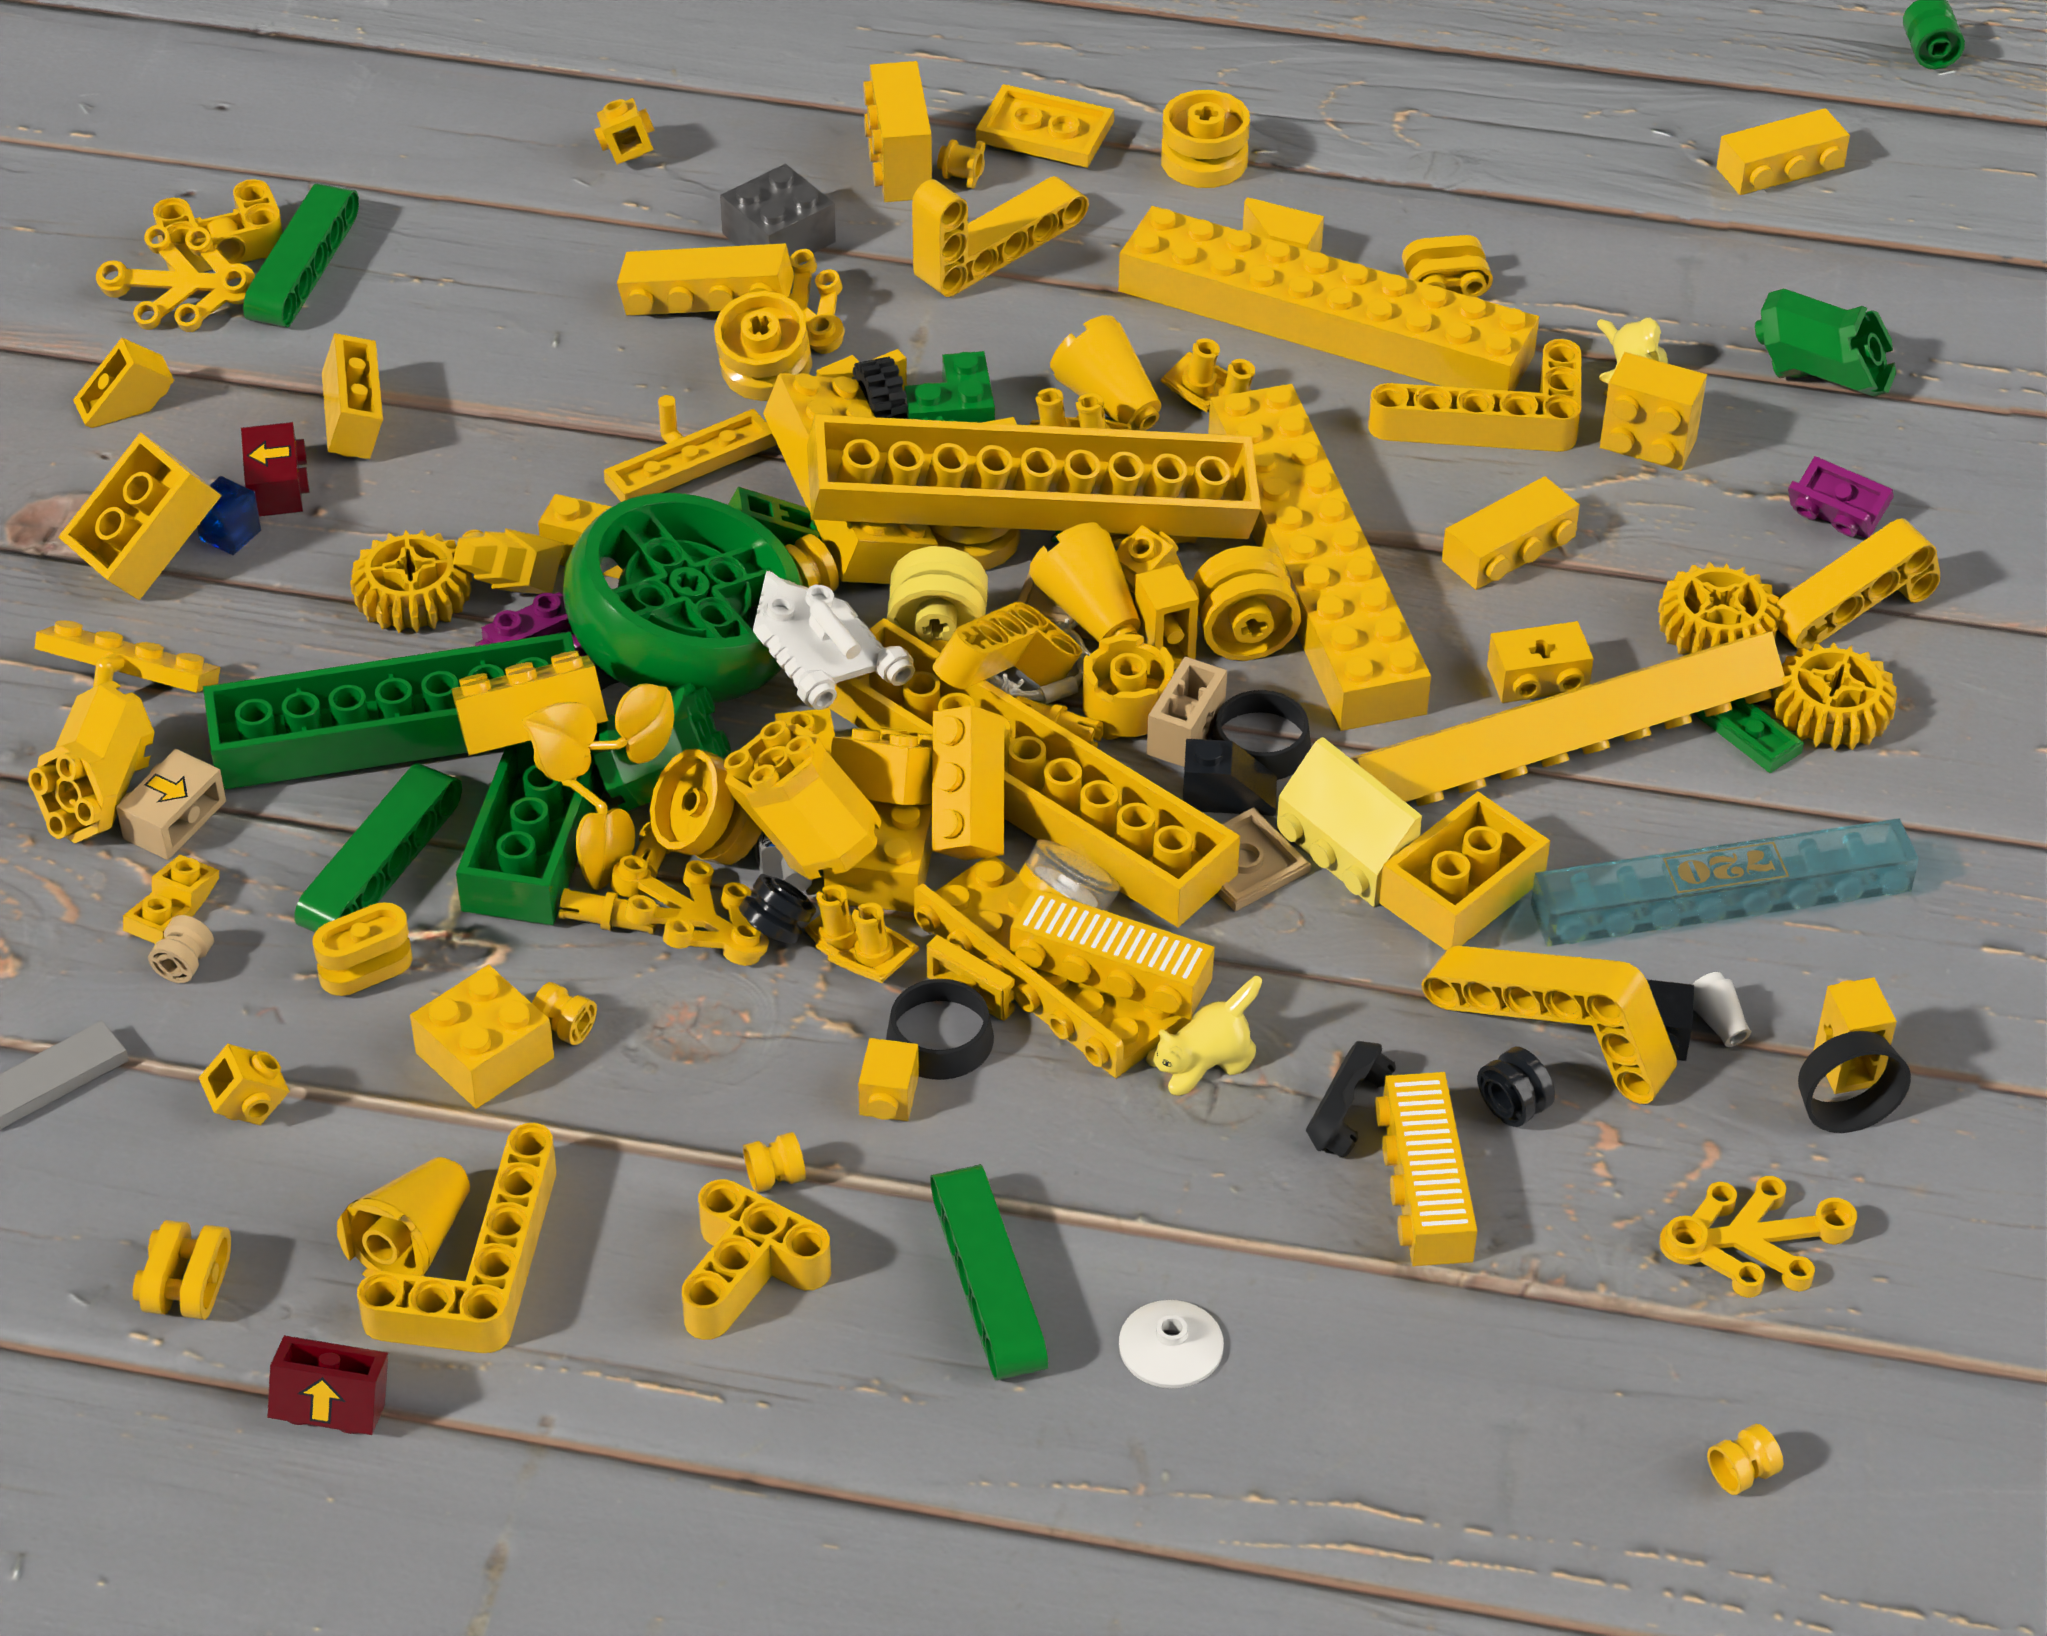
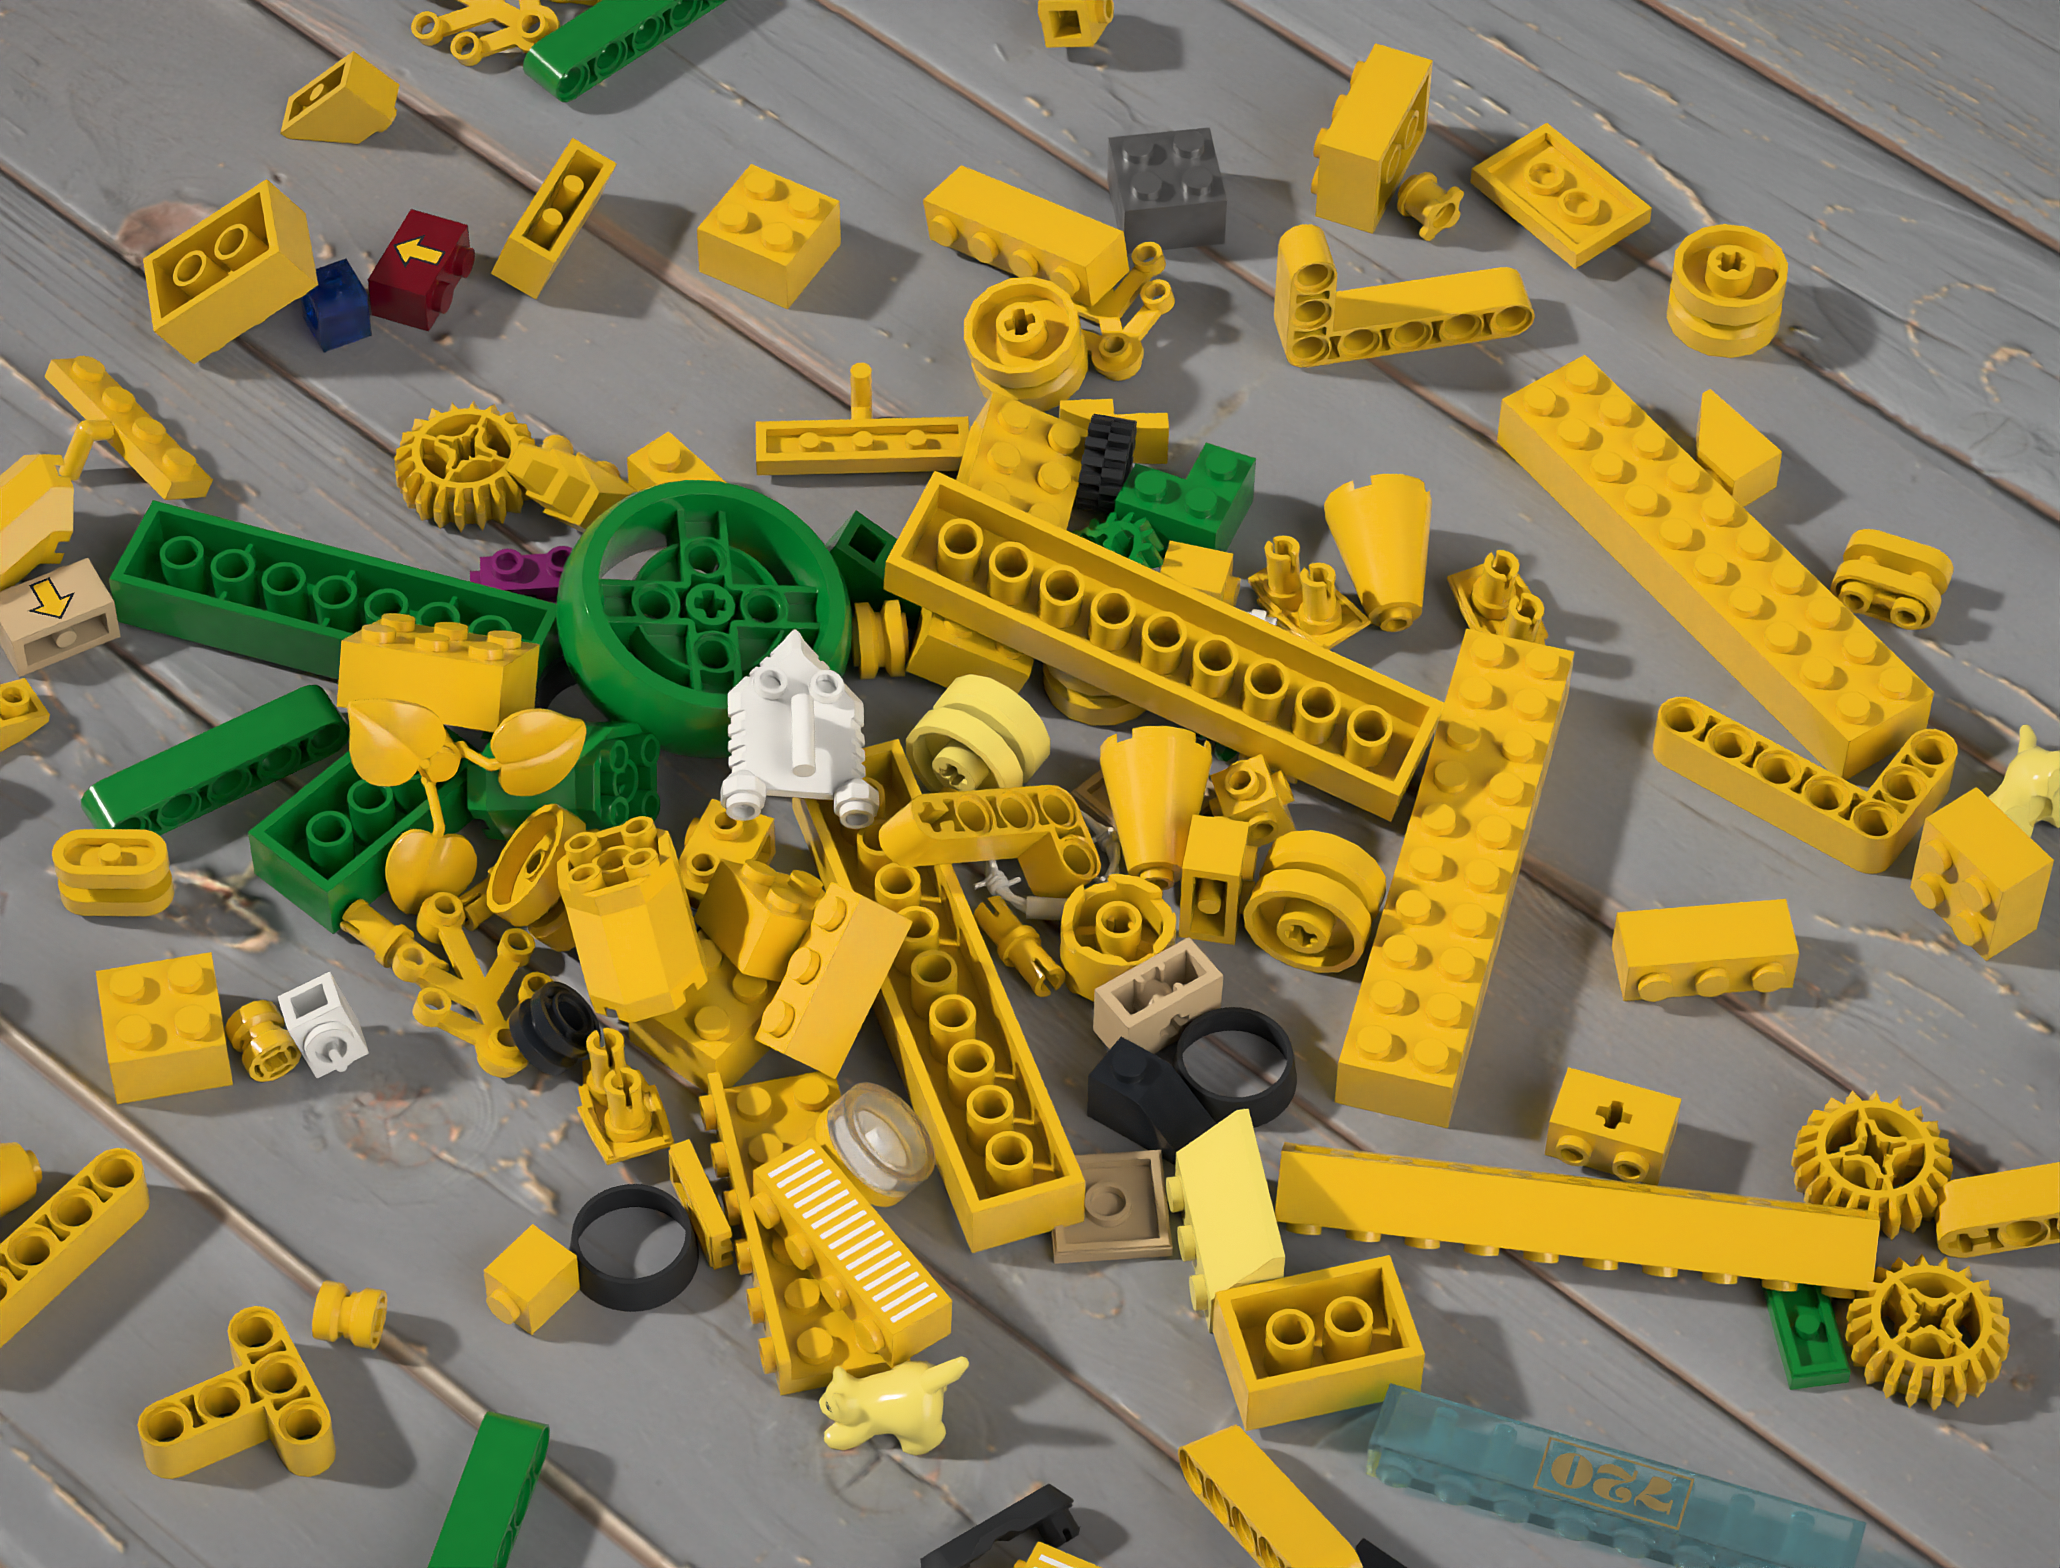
camera: 30 degrees right, 5 degrees up
(517, 350) = (769, 236): none -> yellow brick
(607, 979) = (323, 1025): none -> white brick

